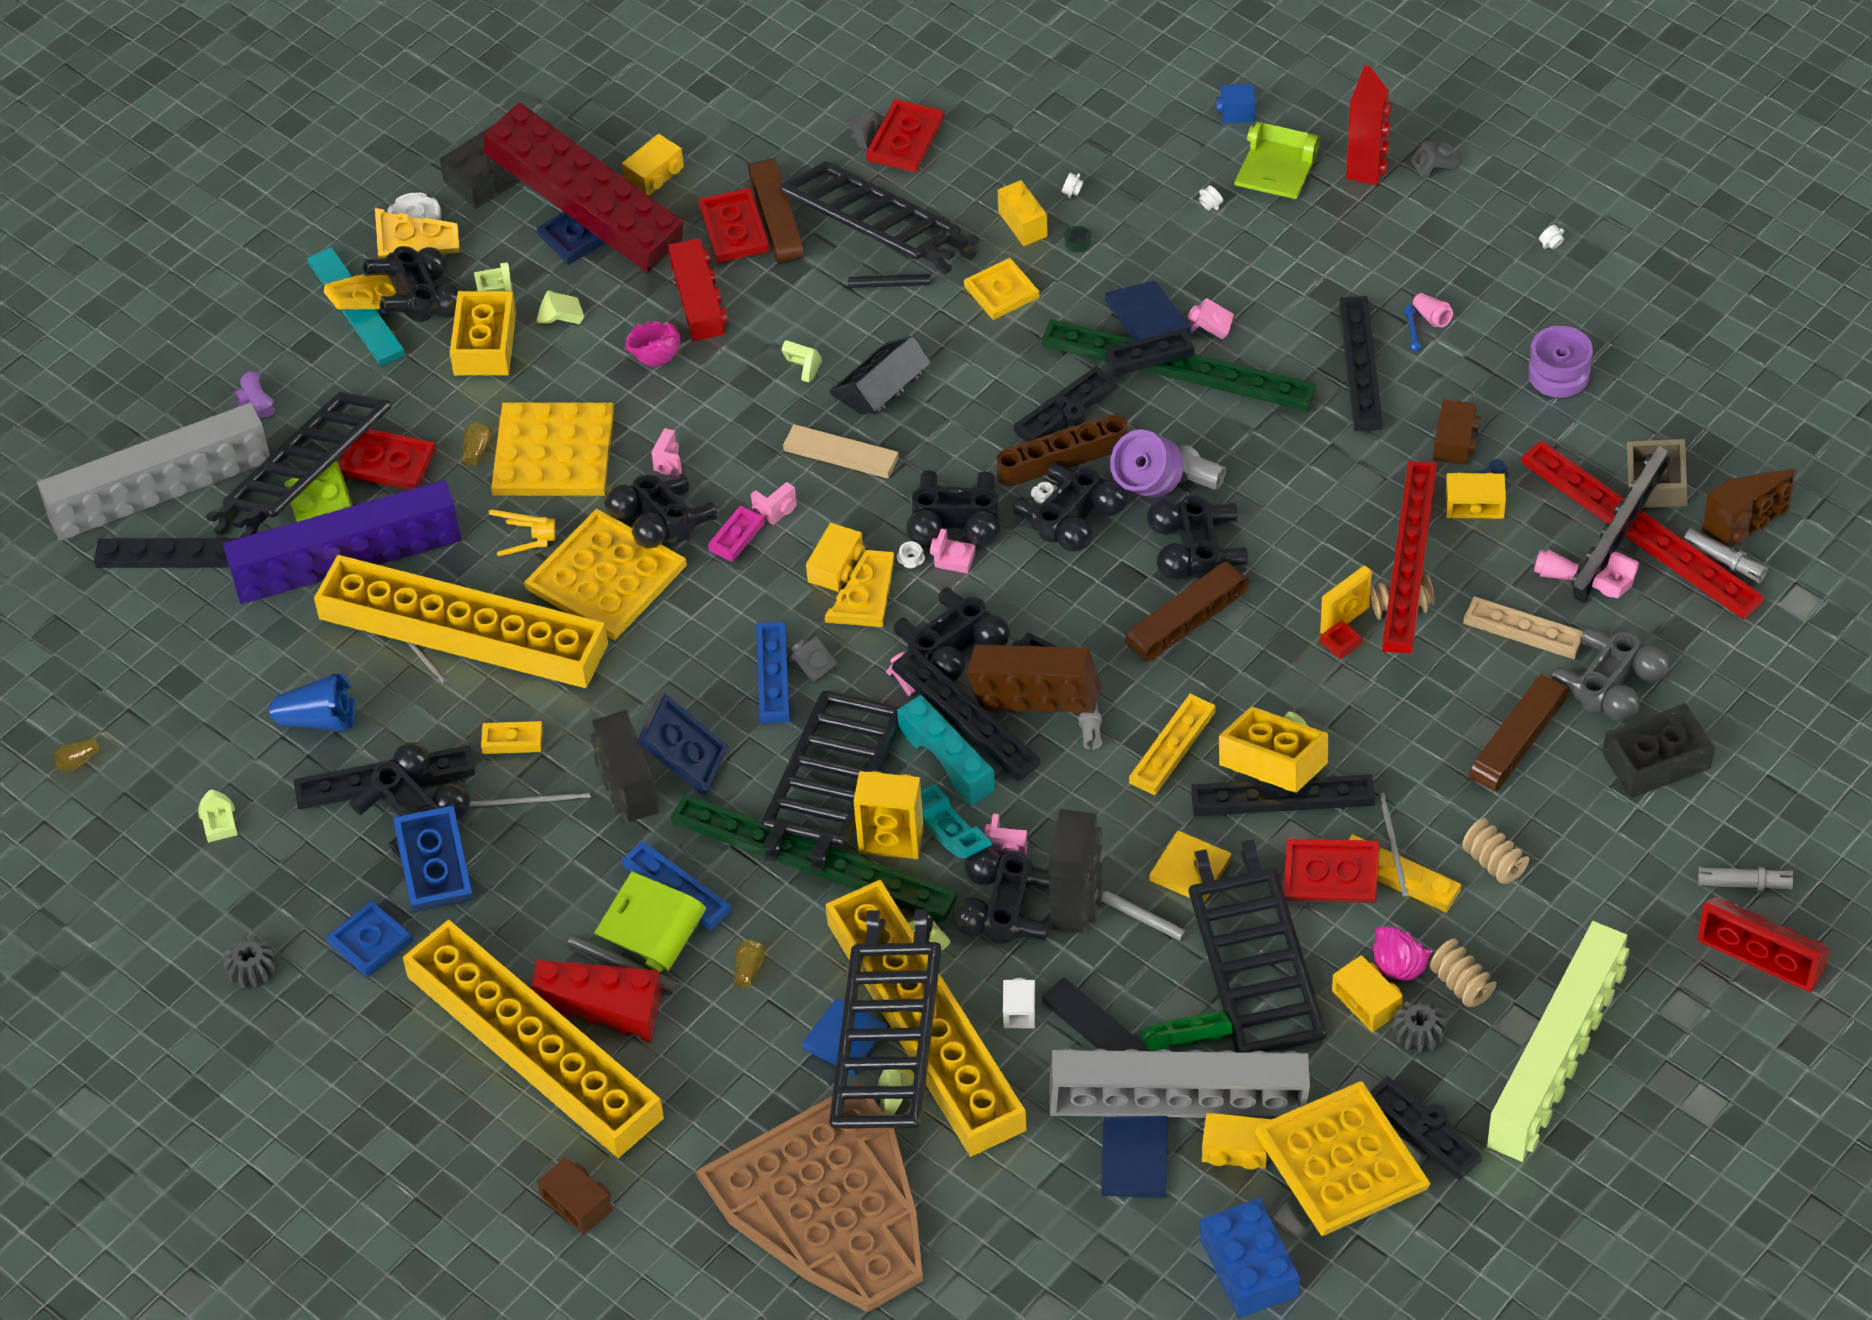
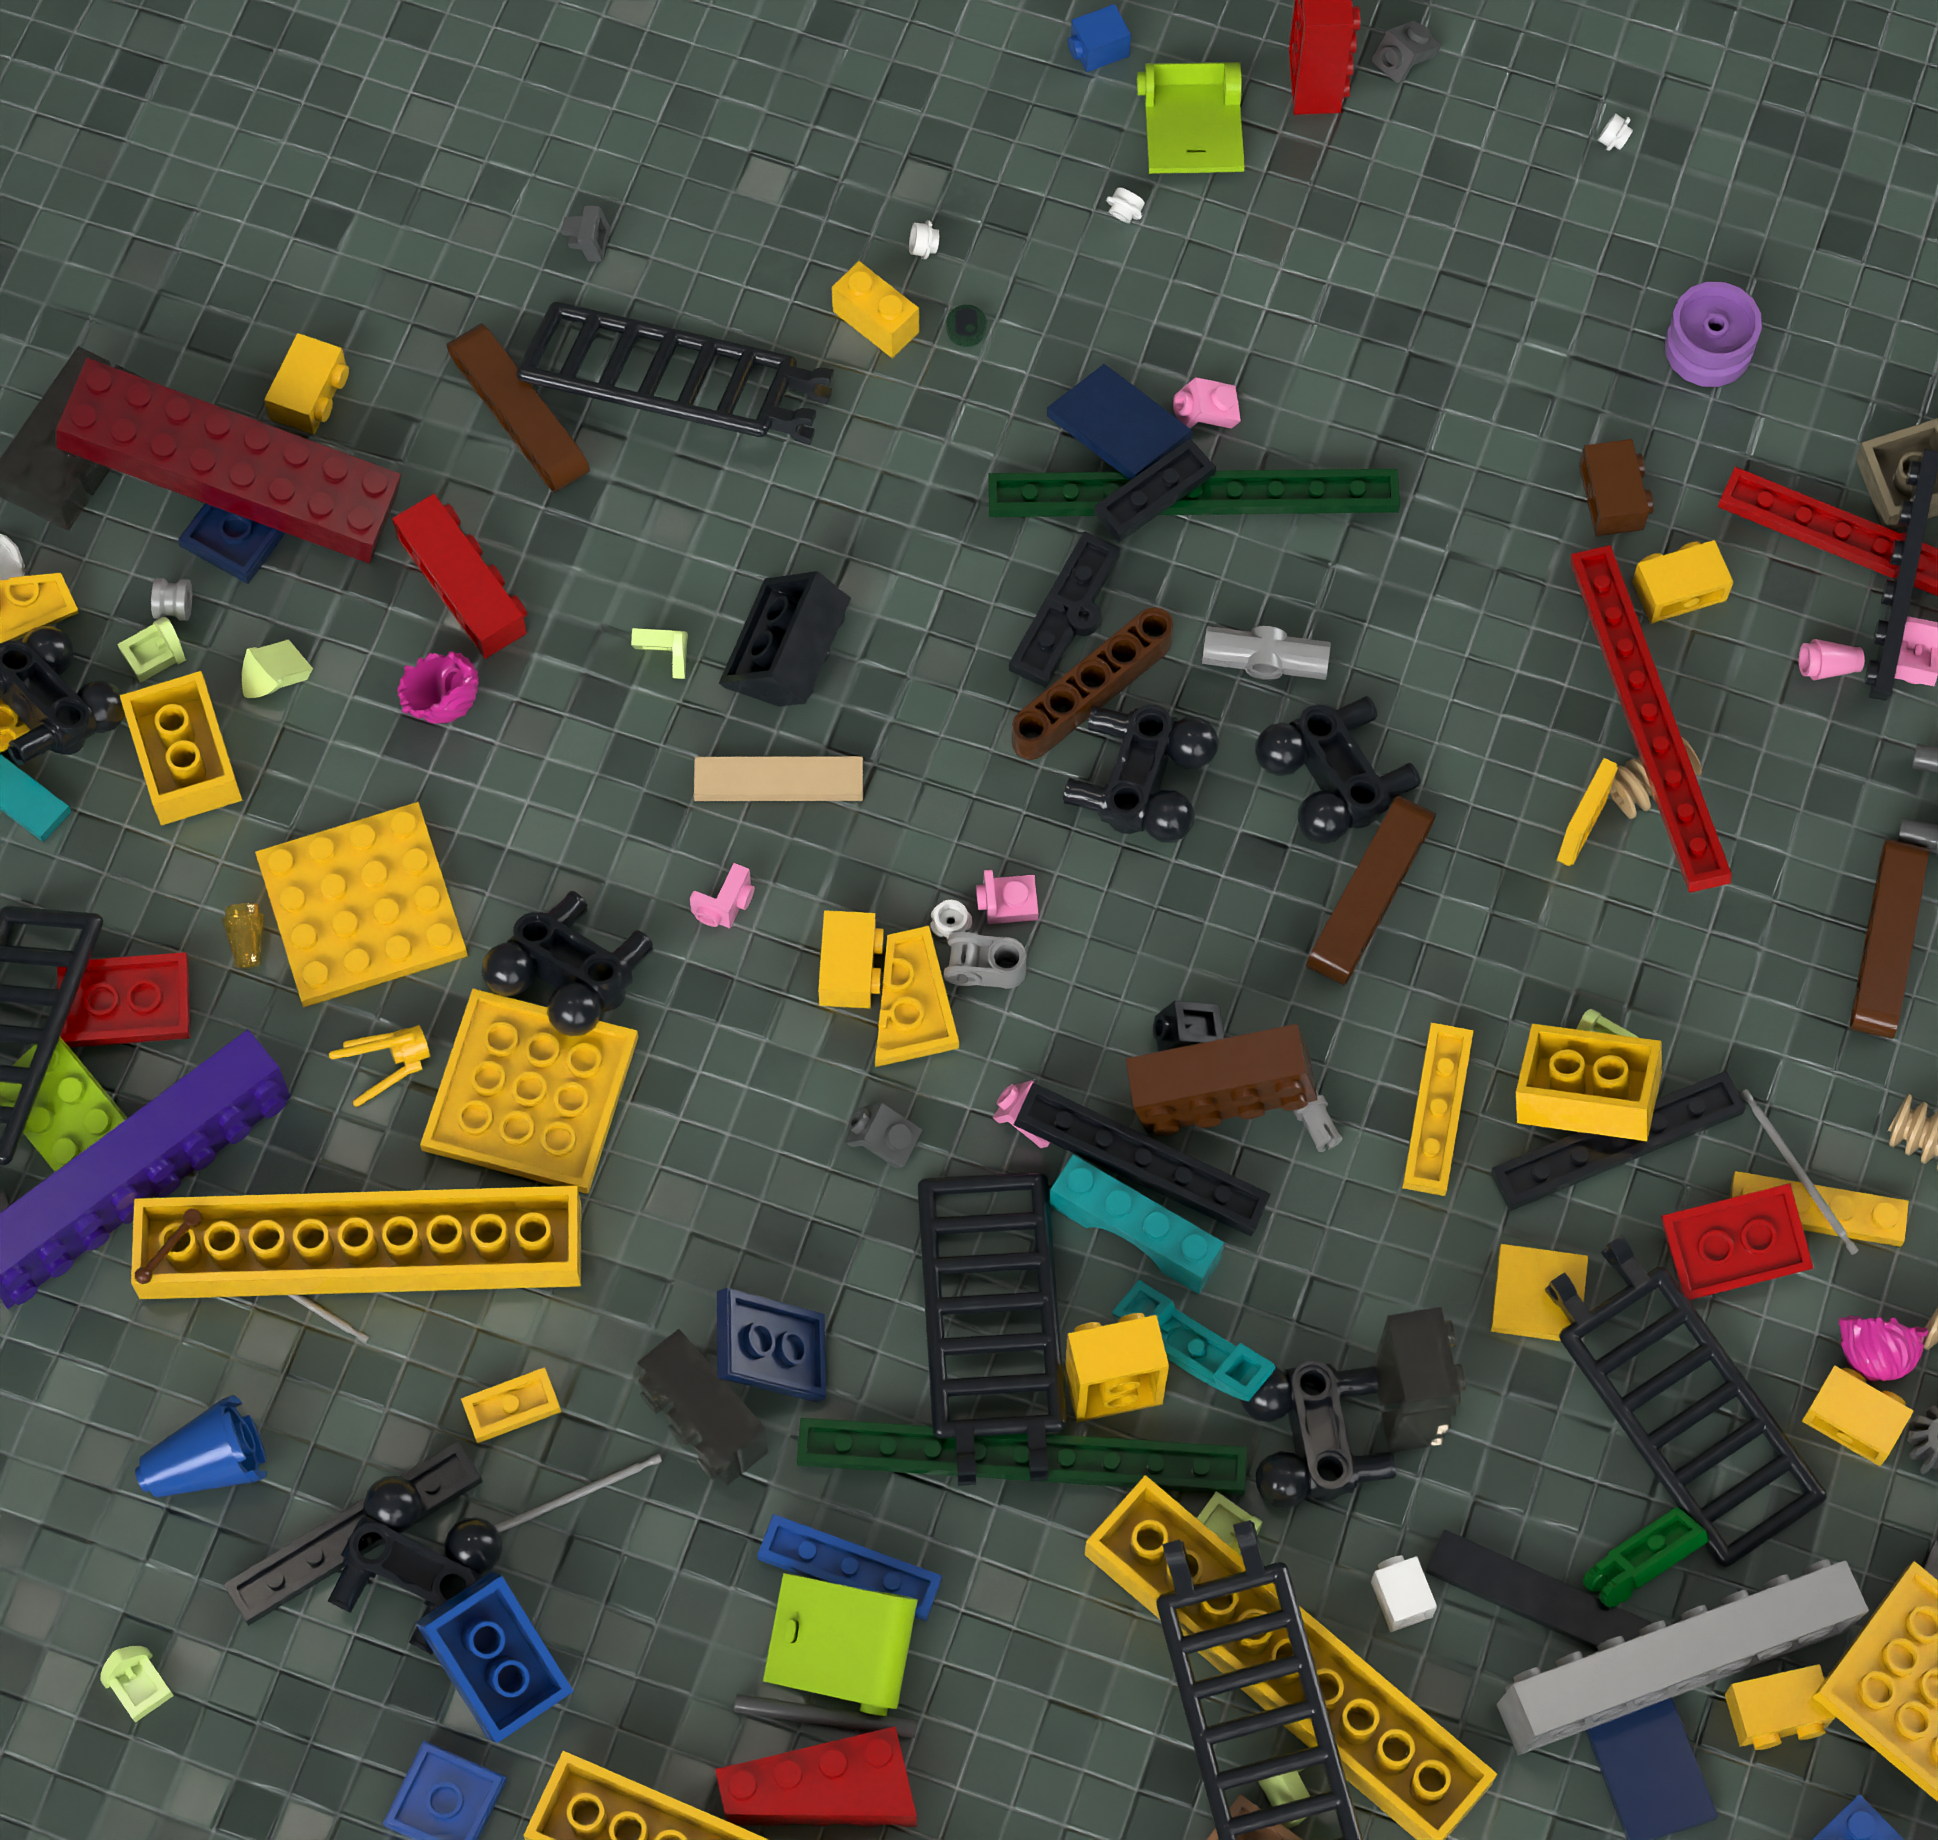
camera: 25 degrees left, 15 degrees up
(365, 573) = (192, 1219): none -> reddish brown hinge
(517, 256) = (171, 599): none -> light grey wheel
(665, 454) = (532, 863): bright pink bracket -> none
(733, 225) = (466, 450): red plate -> none
(736, 533) = (689, 964): dark pink plate -> none
(748, 961) = (1003, 1657): clear yellow cone -> none
(772, 672) = (838, 1175): blue plate -> none
(825, 1036) = (1163, 1729): blue tile -> none
(886, 281) = (727, 474): black bar -> none
(905, 135) = (651, 226): red plate -> none
(919, 582) = (982, 959): none -> light grey piece
(953, 631) = (1065, 1030): black piece -> none
(954, 508) = (984, 827): black piece -> none
(1001, 288) = (892, 439): yellow tile -> none
(1004, 839) = (1281, 1343): bright pink bracket -> none
(1042, 492) = (1091, 769): white plate -> none
(1144, 916) = (1520, 1394): light grey bar -> none
(1146, 463) = (1253, 671): medium lavender wheel -> none
(1340, 639) = (1595, 868): red plate -> none
(1360, 363) = (1441, 414): black plate -> none
(1410, 311) = (1471, 307): blue hinge -> none
(1435, 311) = (1504, 298): bright pink cone -> none
(1496, 466) = (1690, 527): dark blue hand -> none
(1523, 627) = (1825, 767): tan tile -> none

